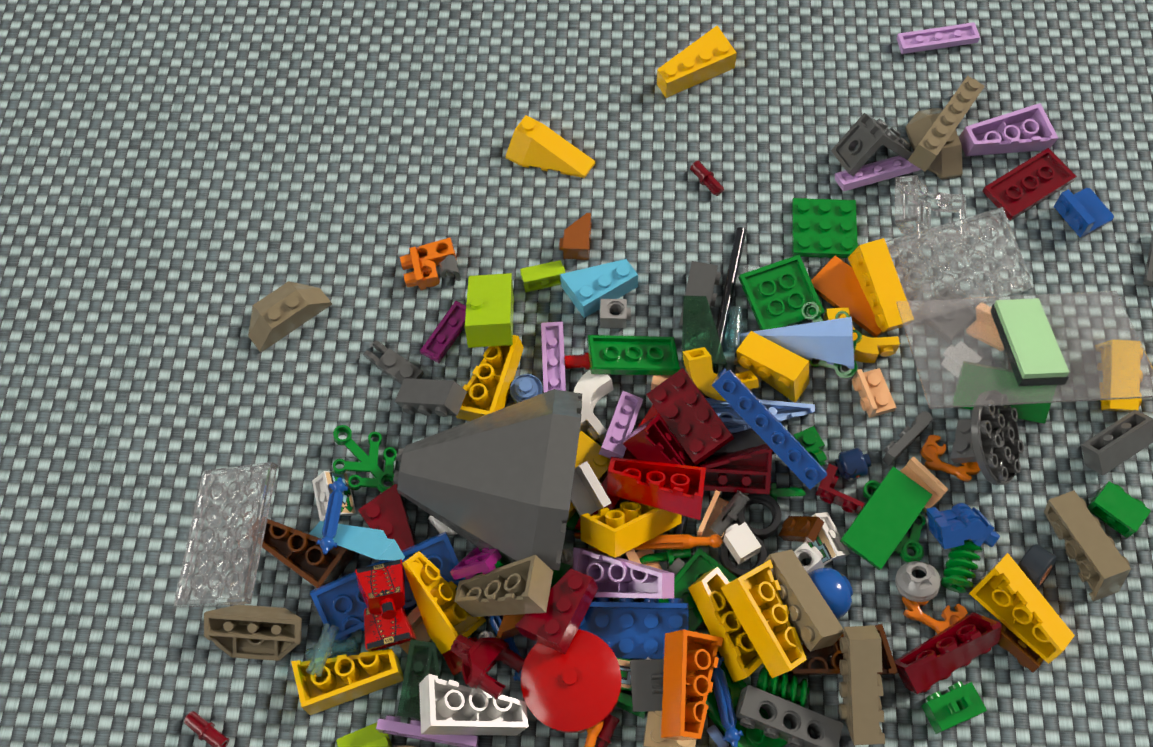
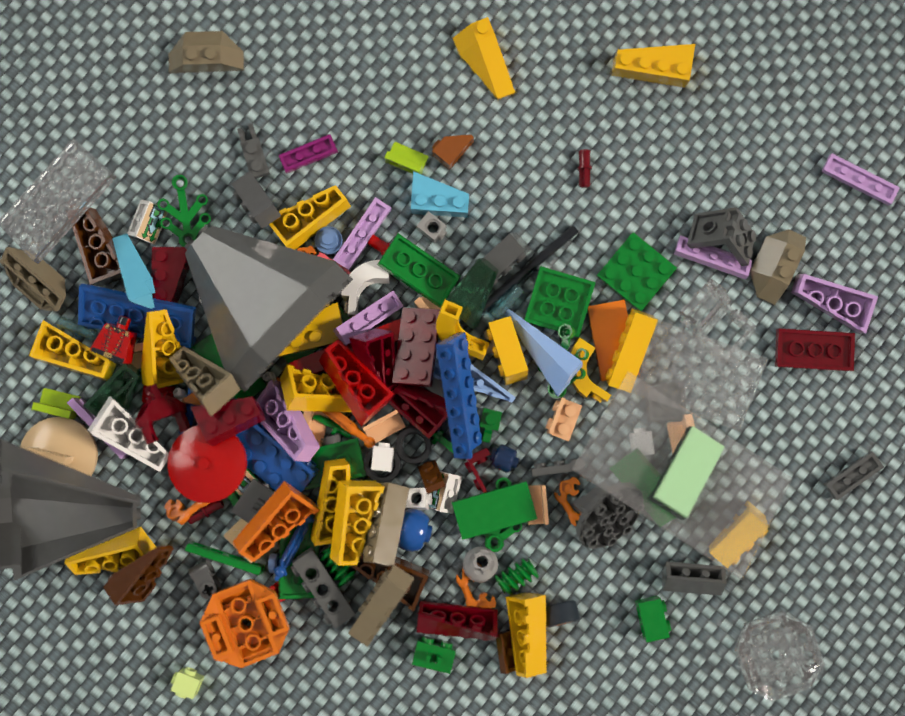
camera: 30 degrees right, 20 degrees up
(322, 650) = (65, 328): clear light blue pin -> none
(332, 515) = (131, 240): blue wheel -> none
(382, 587) = (124, 319): red torso -> none
(426, 261) = (326, 89): orange hips -> none
(476, 563) = (199, 344): magenta wing -> none
(489, 310) = (341, 164): lime brick -> none
(587, 491) = (304, 349): white panel -> none
(729, 513) = (381, 434): dark grey pin -> none
(946, 123) = (794, 260): dark tan arch -> none
(960, 524) = (536, 553): blue hips -> none
(1083, 211) = (834, 400): blue bracket -> none
(1087, 544) = (609, 624): dark tan wedge -> none

